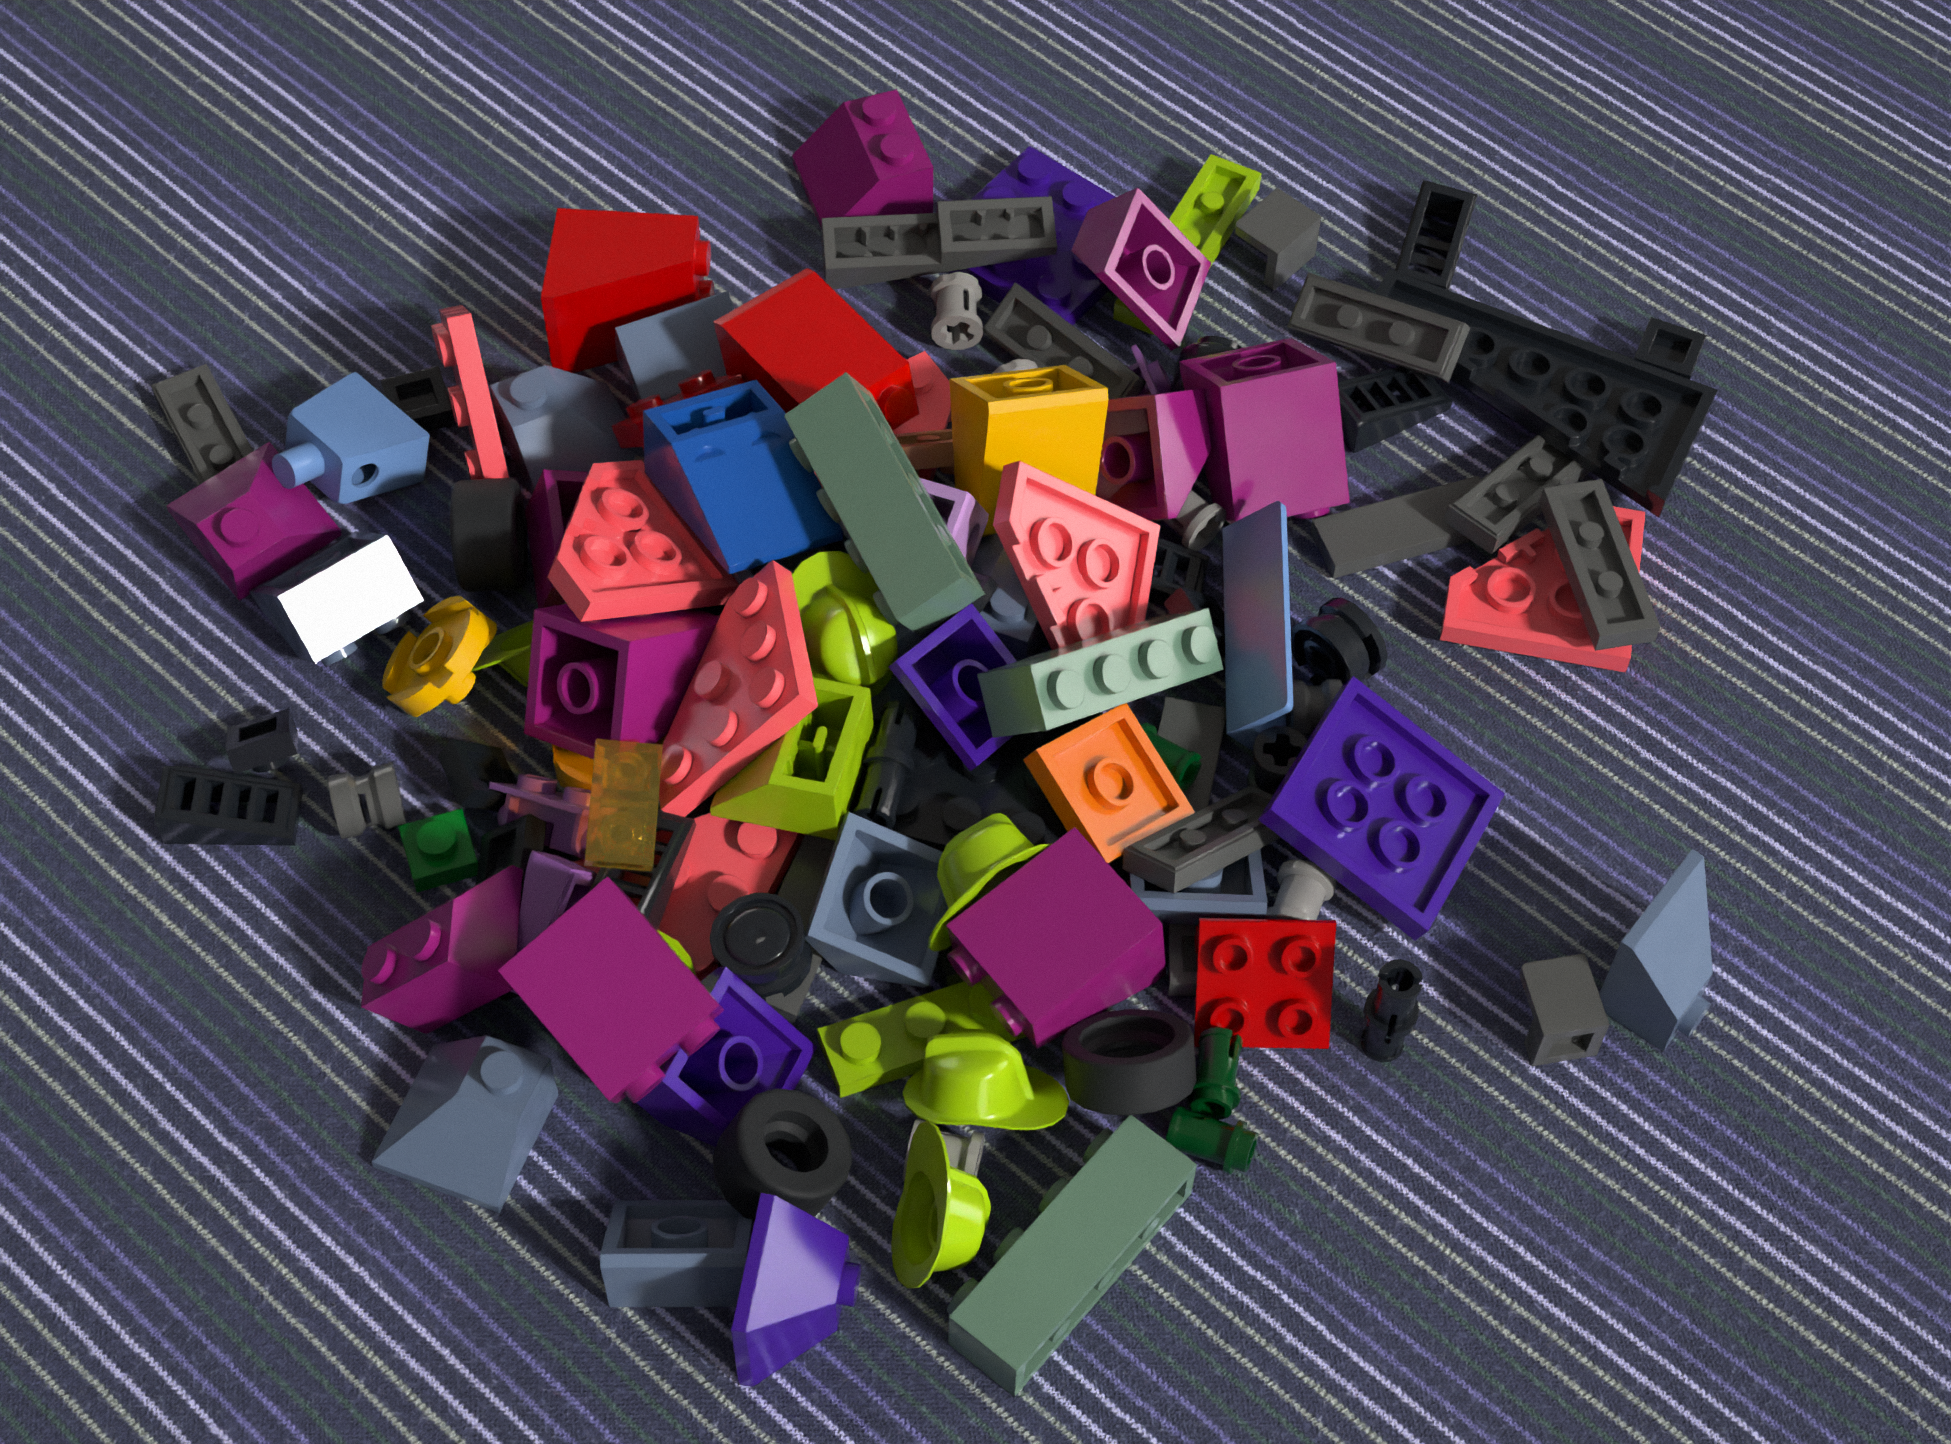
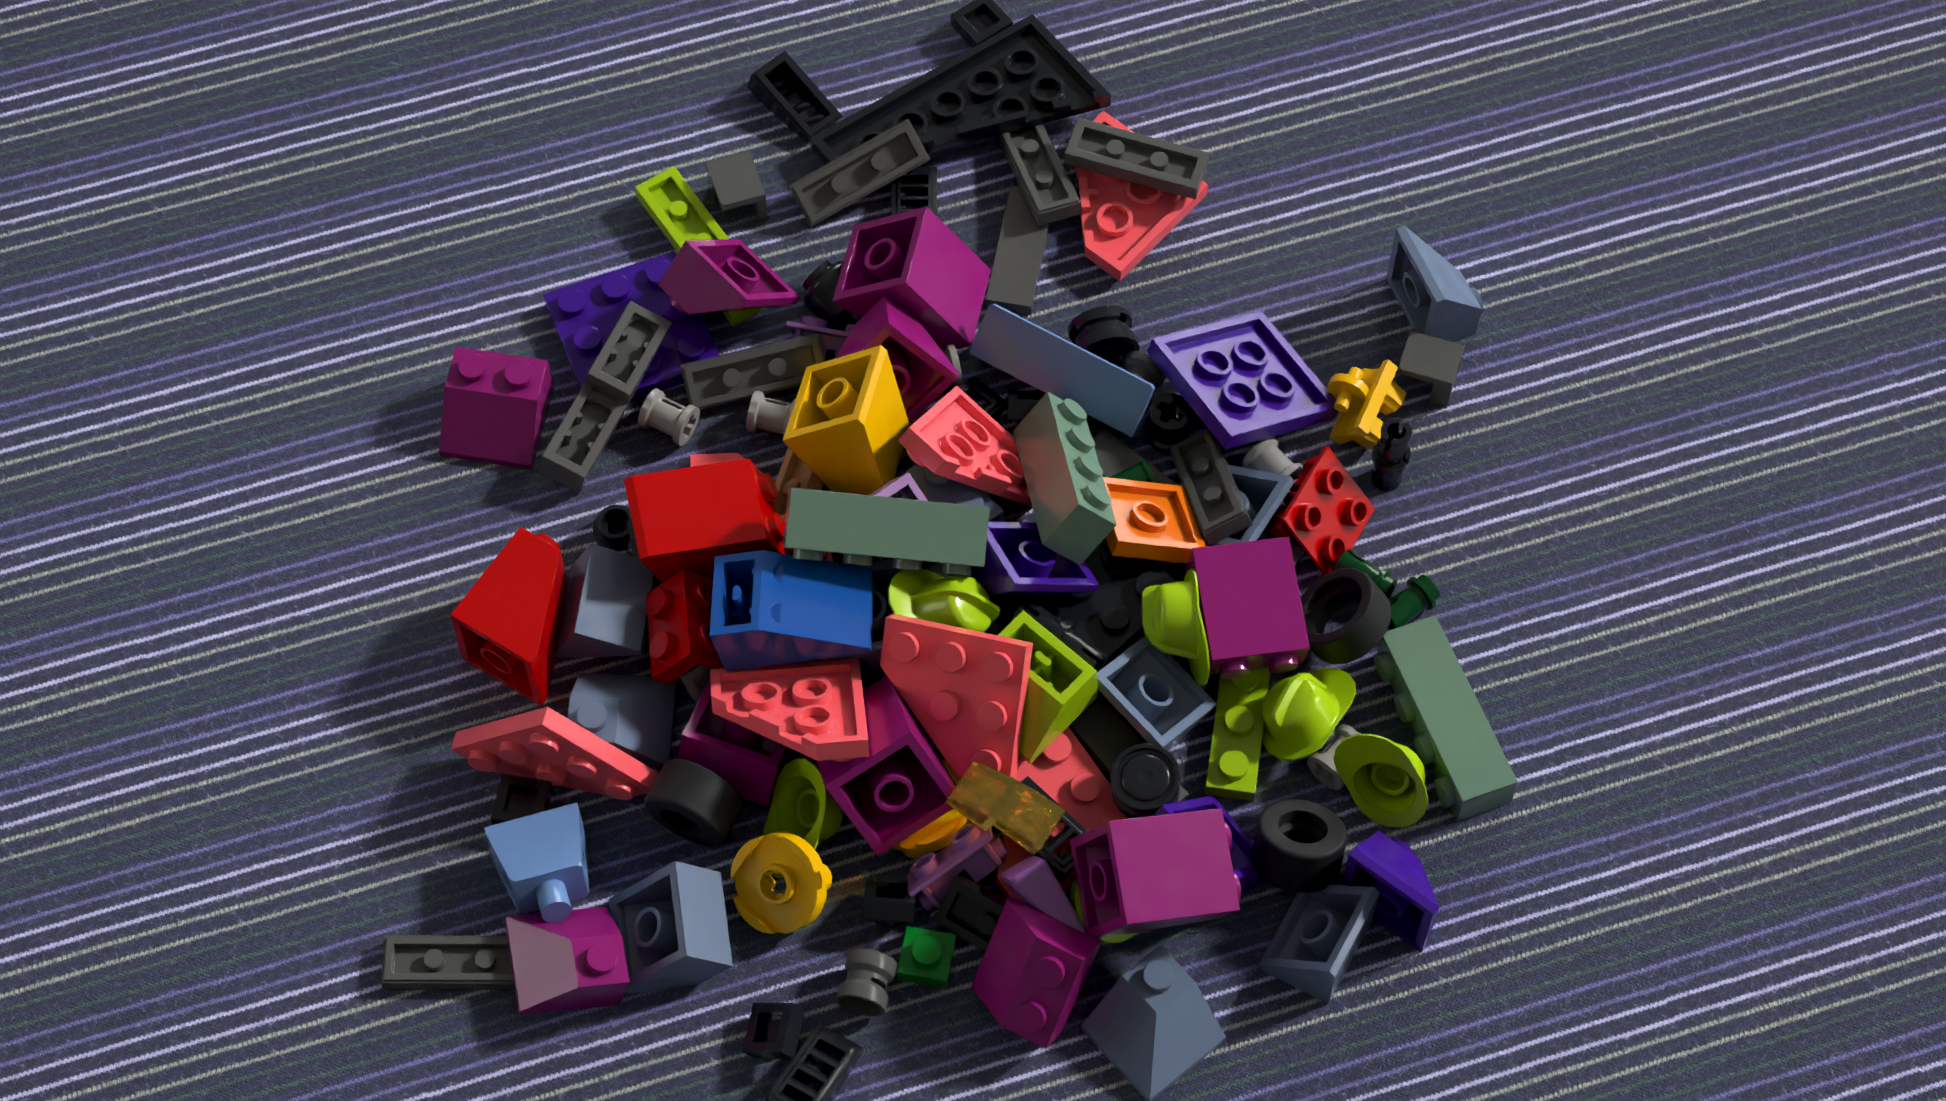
camera: 60 degrees left, 5 degrees up
(1485, 960) = (1359, 400): none -> yellow hips

